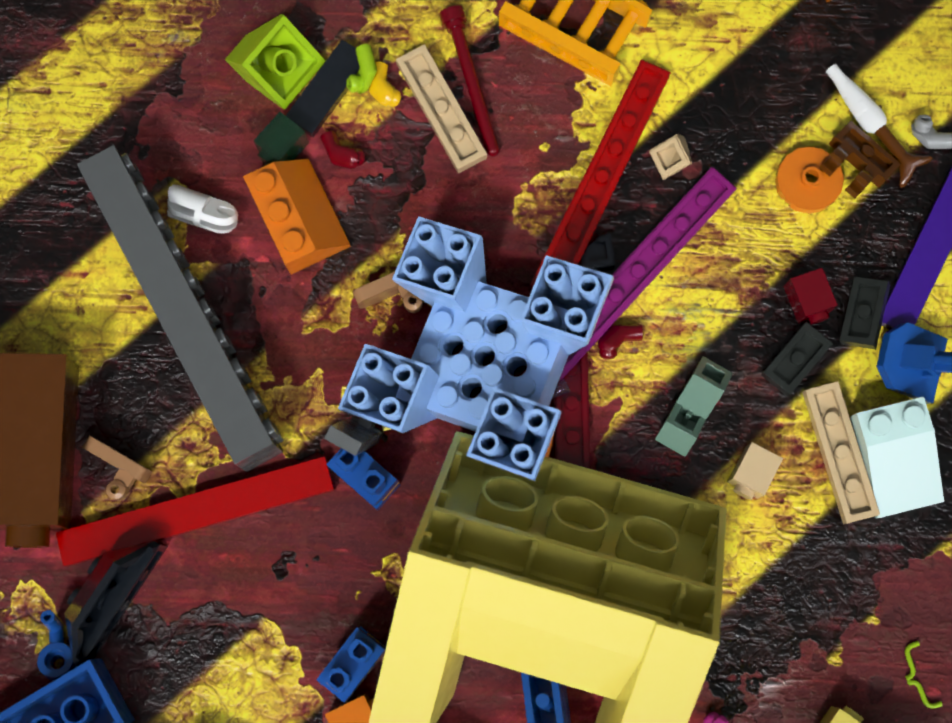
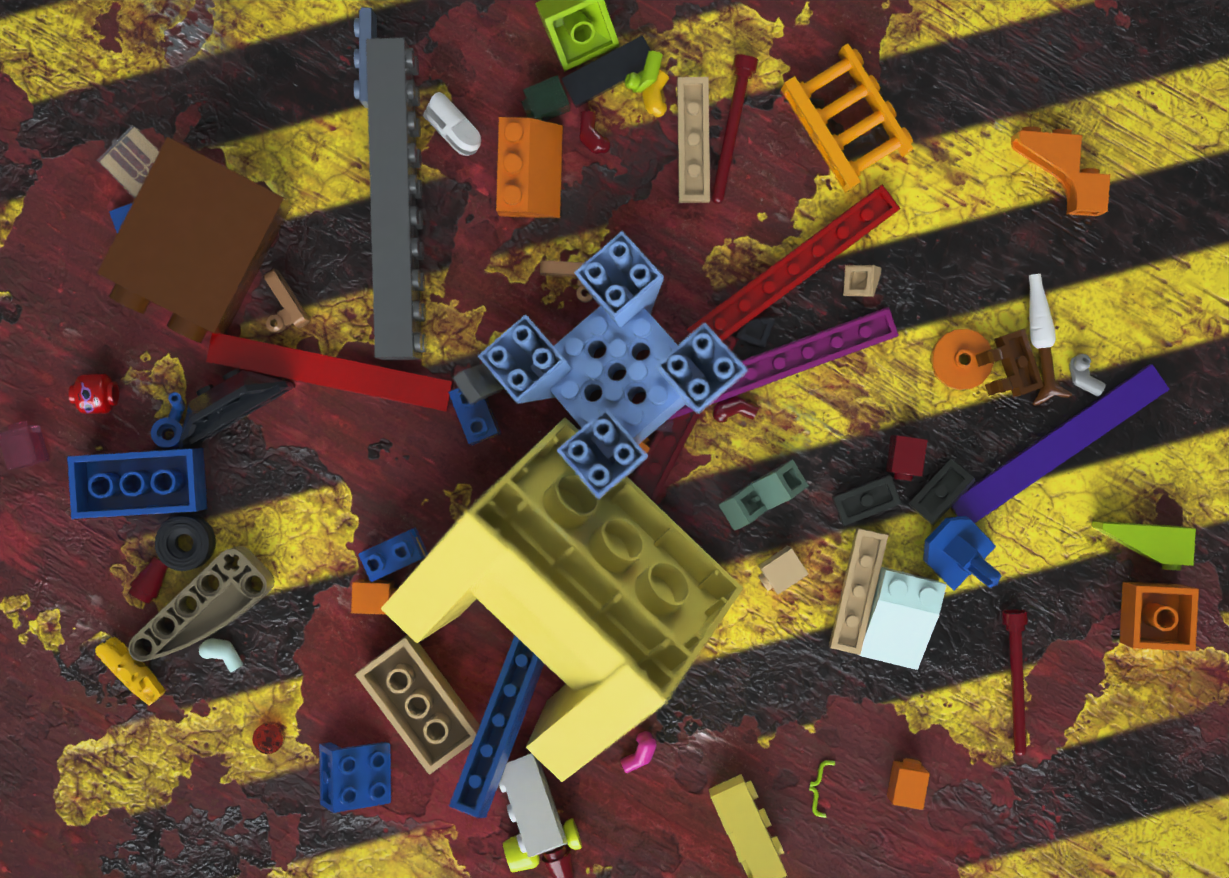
camera: 25 degrees right, 10 degrees up
(81, 191) = (365, 28): none -> sand blue tile

